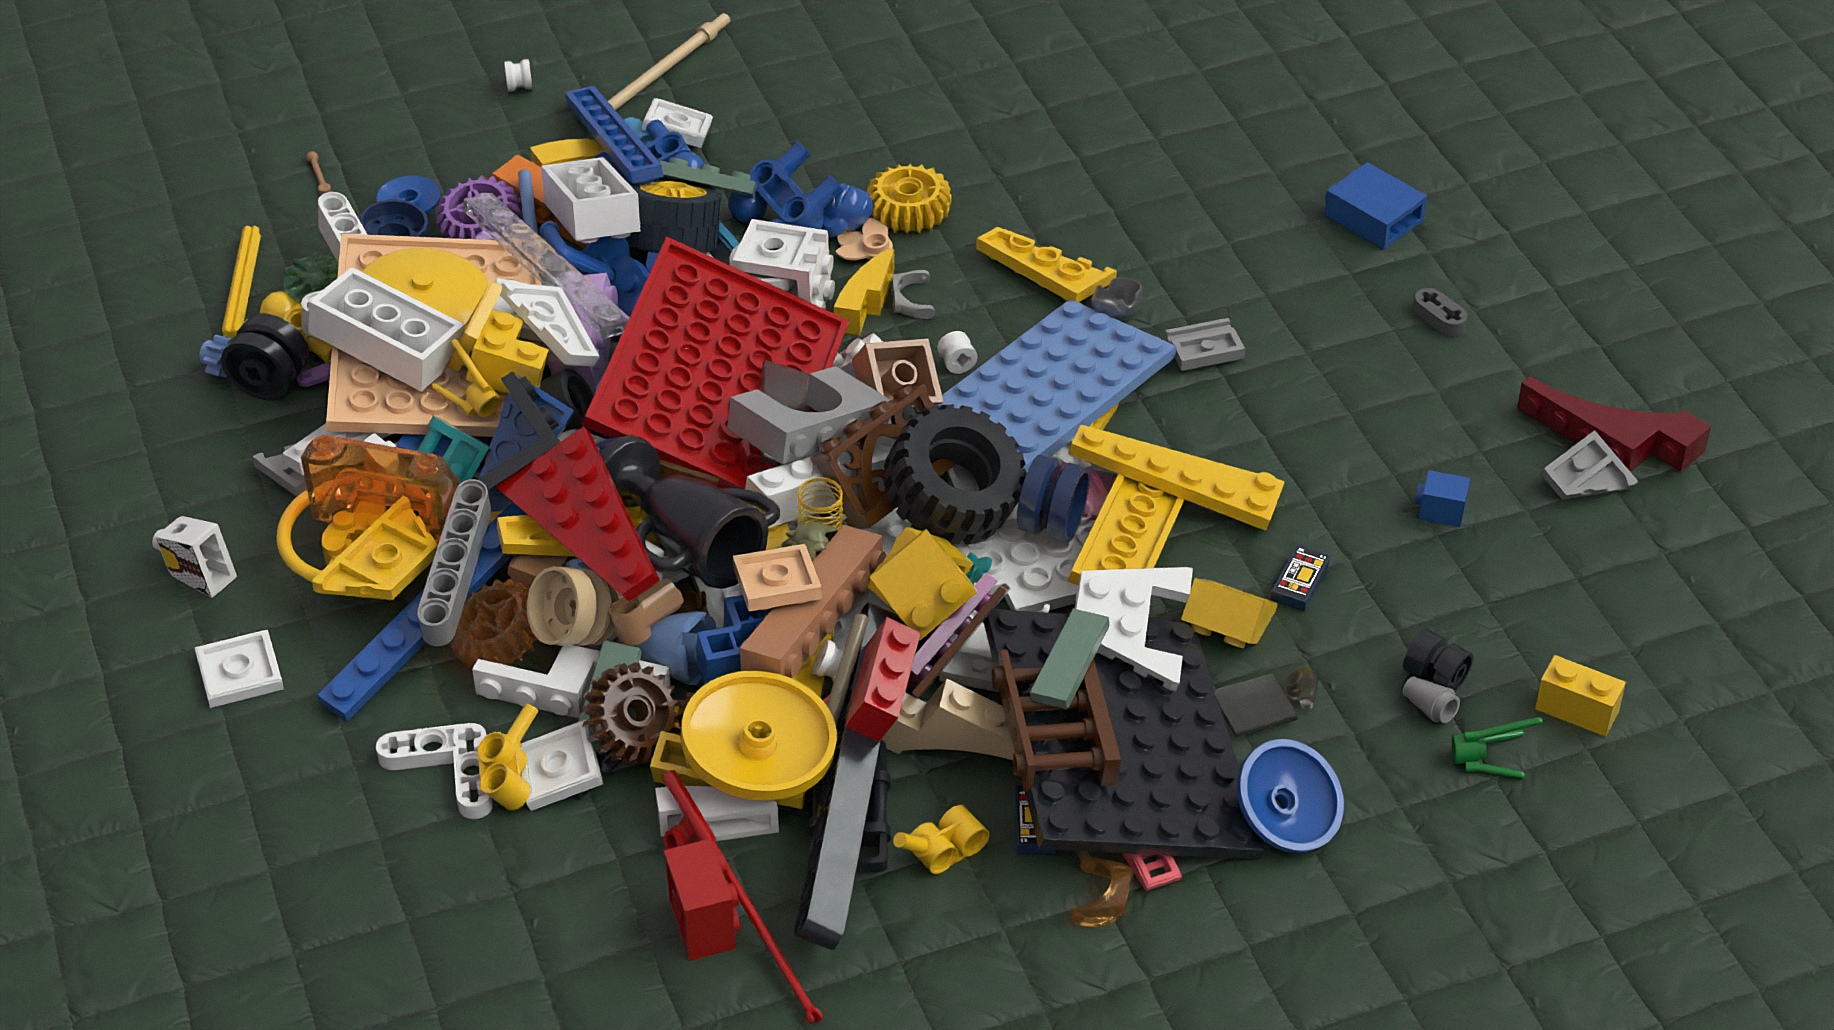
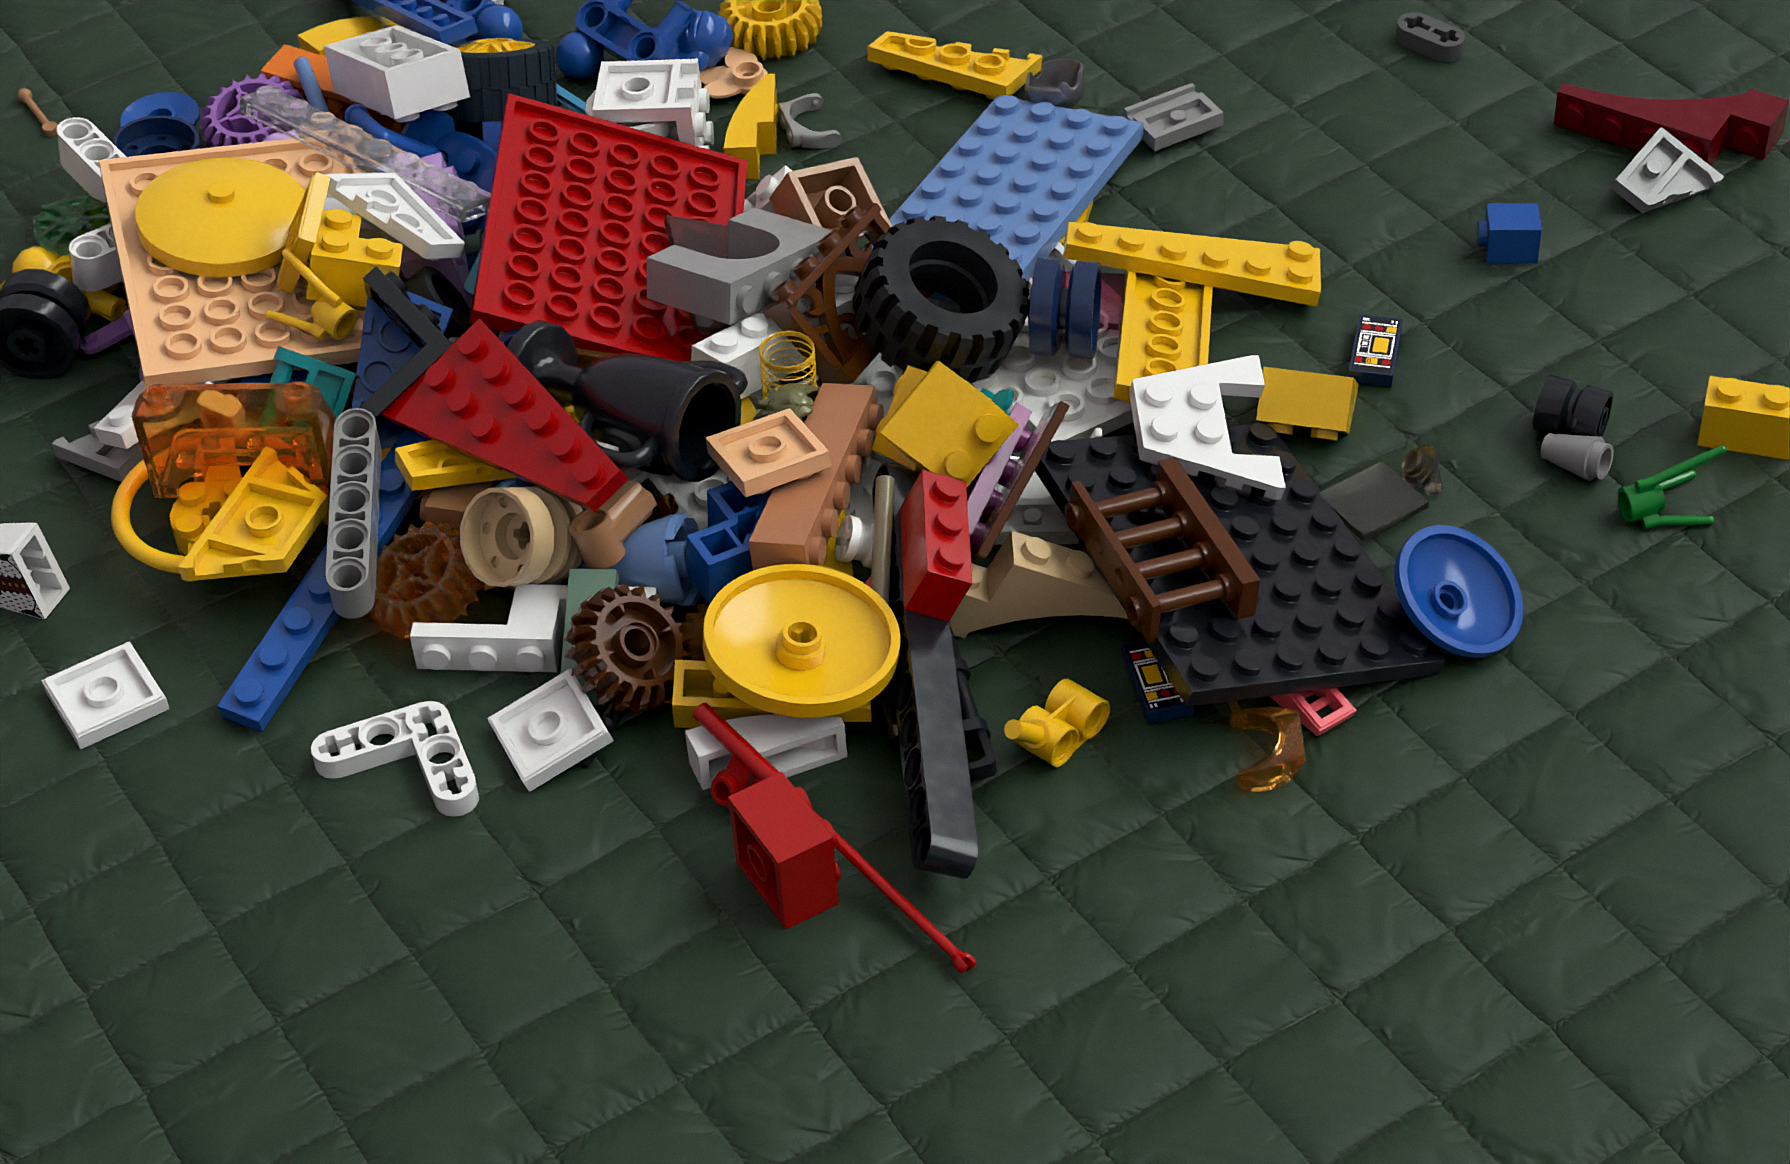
camera: 10 degrees left, 0 degrees up
(384, 328) = (189, 254): white slope -> none
(503, 761) = (483, 738): yellow beam -> none
(709, 175) = (528, 25): sand green plate -> none
(957, 352) = (887, 175): white wheel -> none
(1070, 659) = (1159, 476): sand green tile -> none

